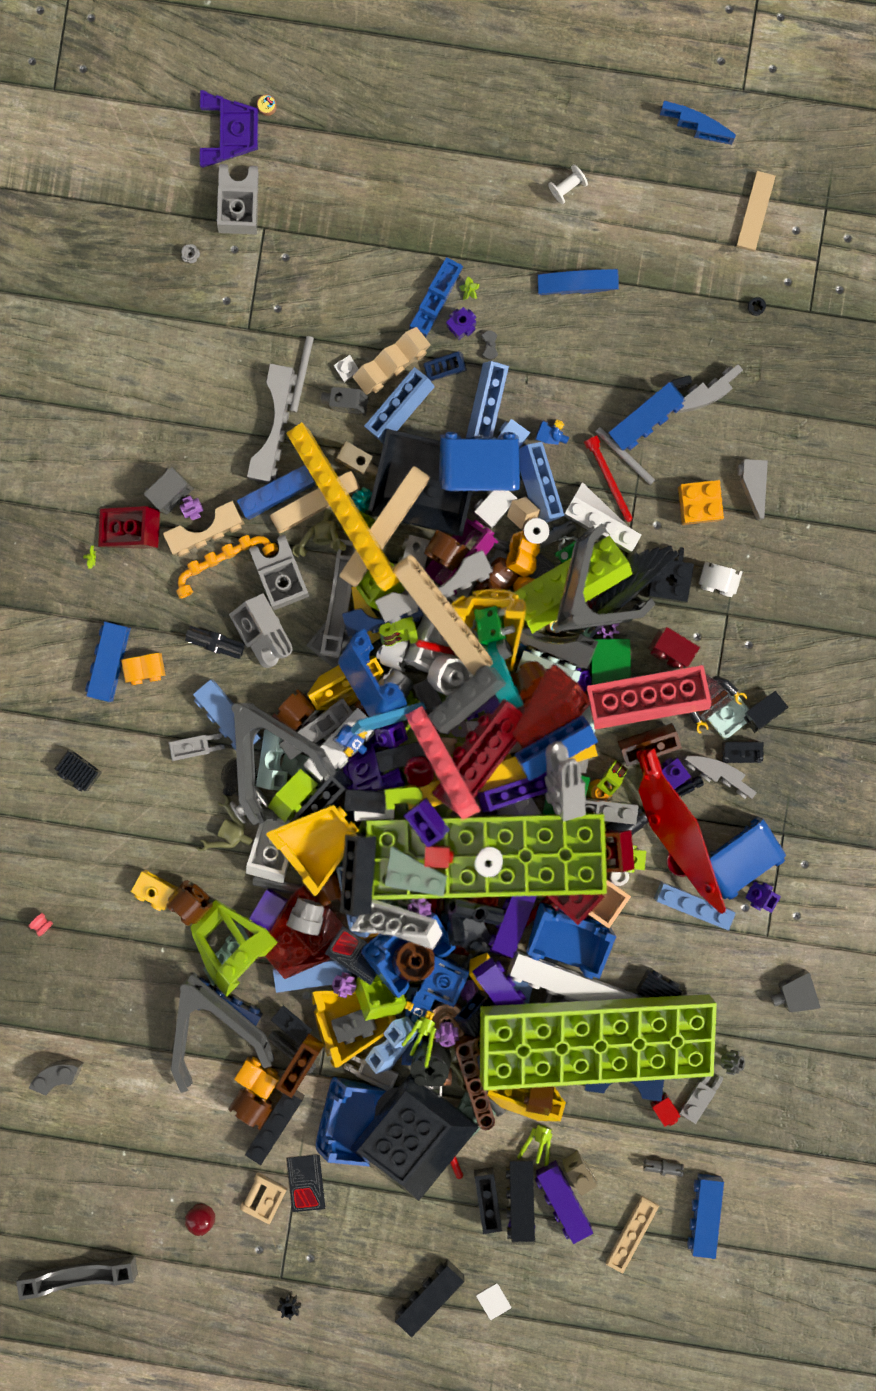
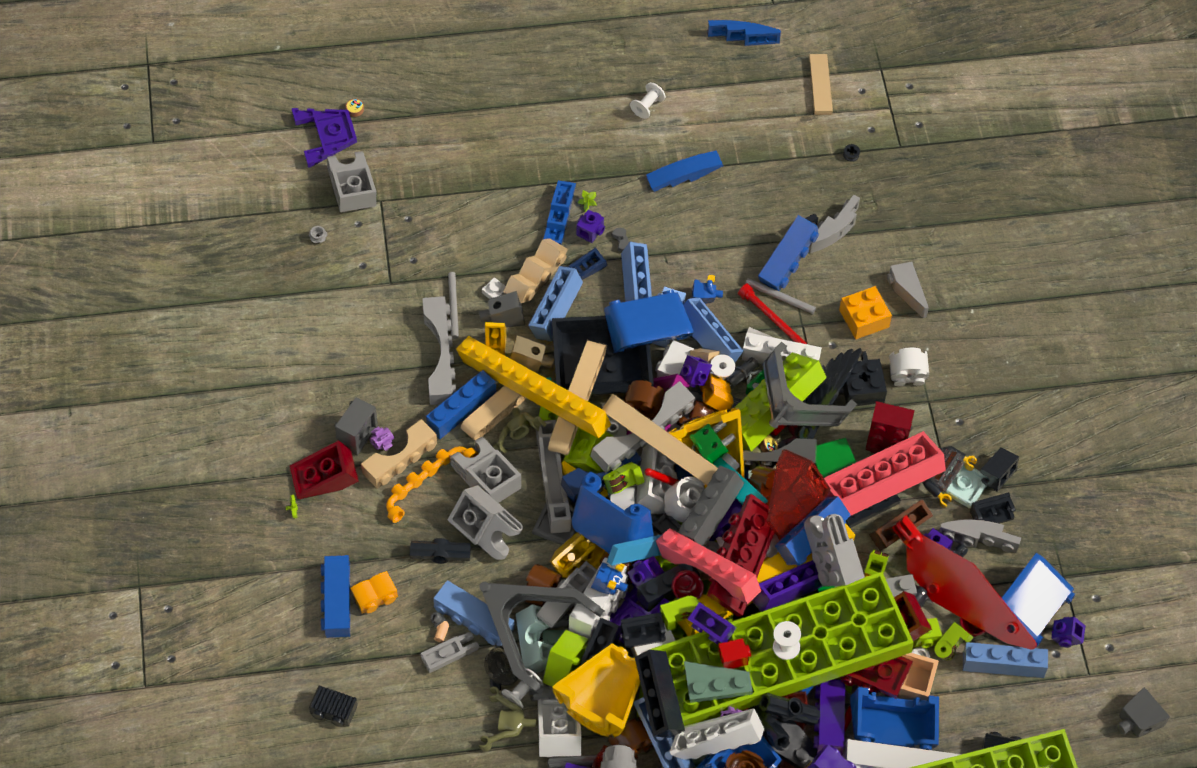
camera: 20 degrees left, 30 degrees down
(196, 717) = (441, 625): none -> arm
(329, 429) = (496, 336): none -> yellow slope
(508, 528) = (695, 371): none -> dark purple brick
(613, 627) = (822, 436): medium lavender gear -> none
(649, 875) = (951, 641): none -> lime leg

